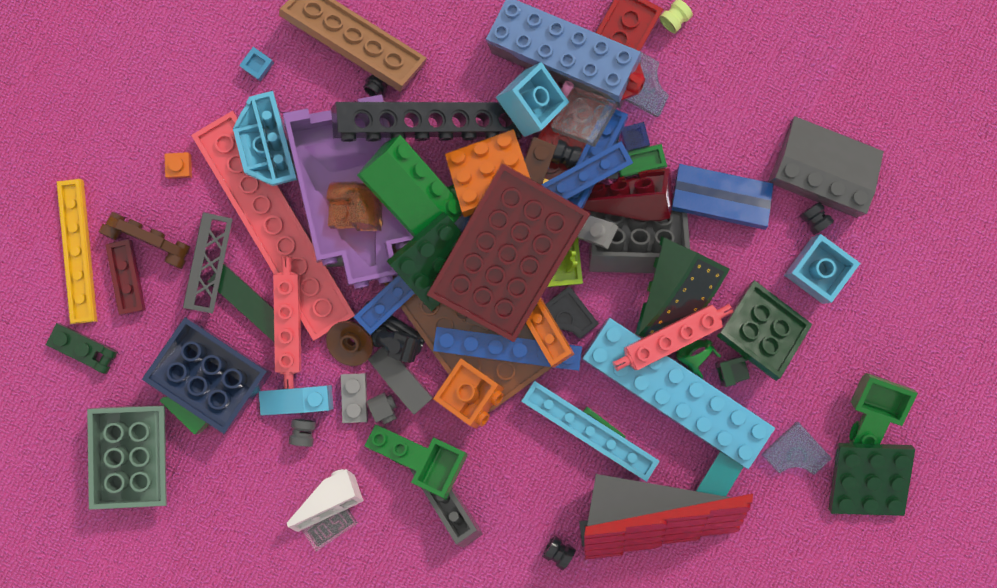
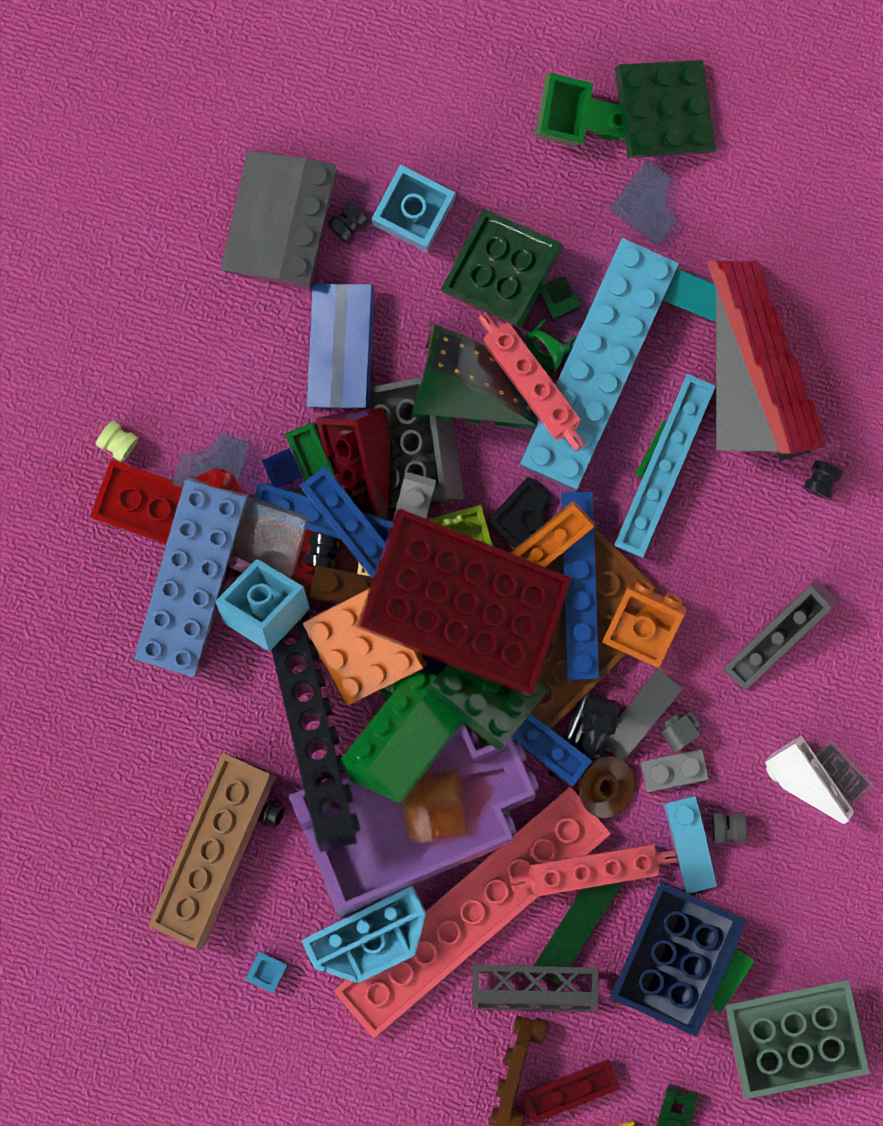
camera: 95 degrees left, 0 degrees up
(178, 165) = (414, 1051): orange plate -> none
(434, 466) = (741, 650): green plate -> none

